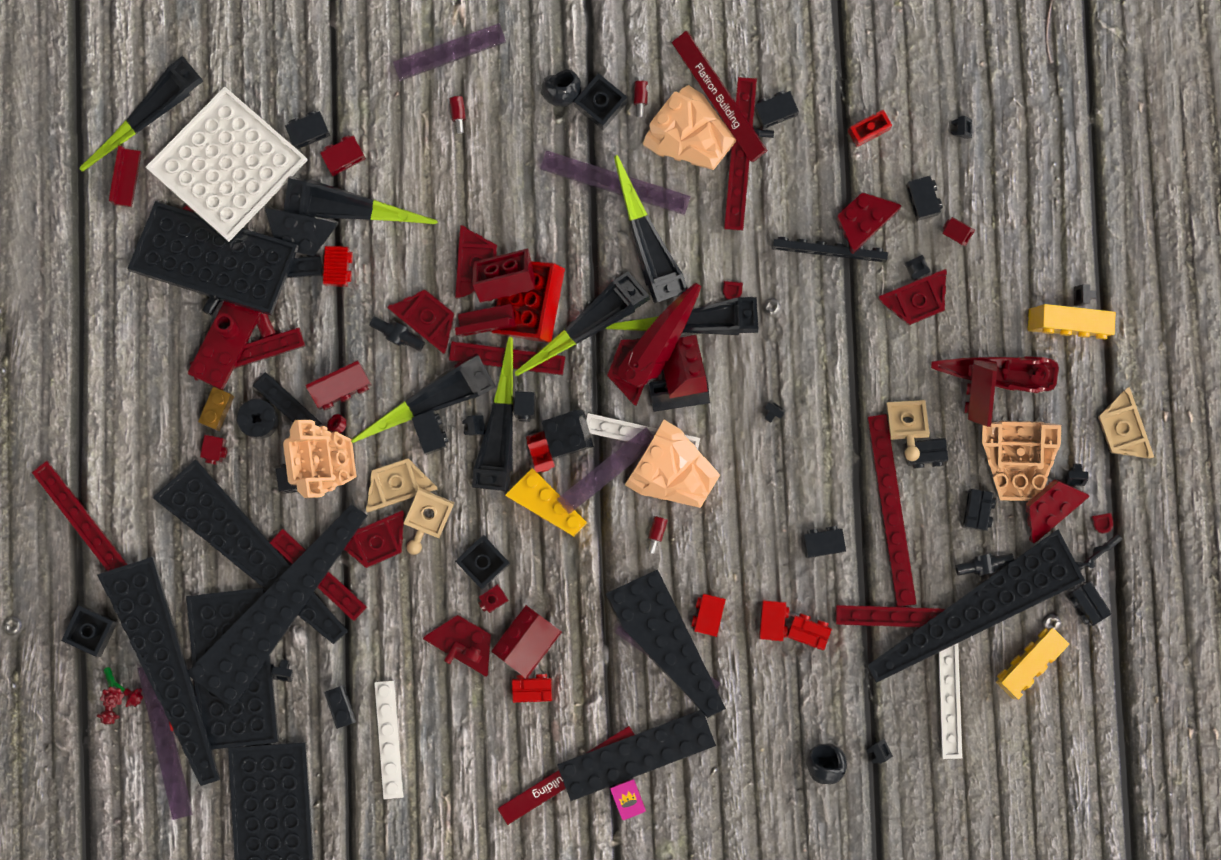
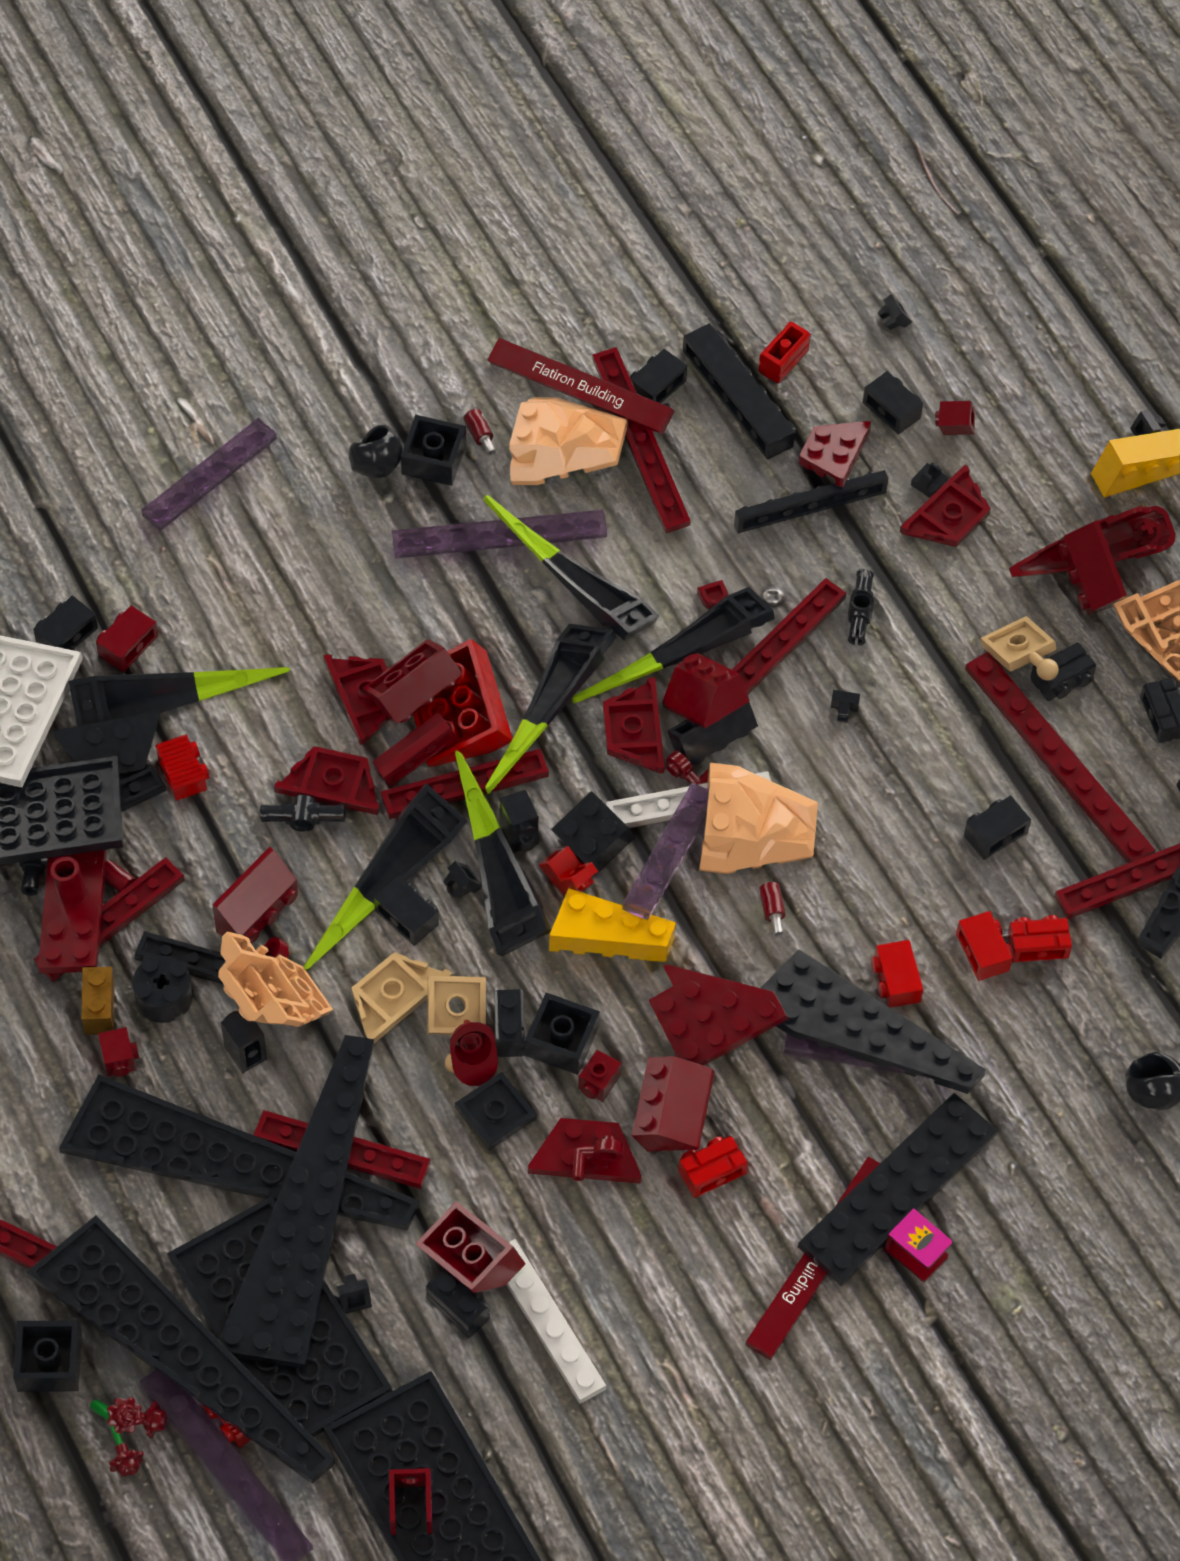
camera: 30 degrees left, 25 degrees down
(250, 804) = (397, 1480): none -> dark red piece
(359, 682) = (470, 1250): none -> dark red slope
(378, 540) = (403, 1072): dark red wing -> none
(421, 592) = (495, 1111): none -> black plate
(423, 549) = (473, 1053): none -> dark red piece
(455, 539) = (509, 1022): none -> black brick
(457, 112) = (253, 534): dark red piece -> none
(579, 591) = (713, 1014): none -> dark red wing
(646, 408) = (681, 767): none -> dark red plate
(658, 342) = (653, 675): dark red piece -> none
(760, 344) = (789, 633): none -> dark red plate
(816, 353) = (858, 616): none -> black pin
(825, 142) = (739, 391): none -> black brick

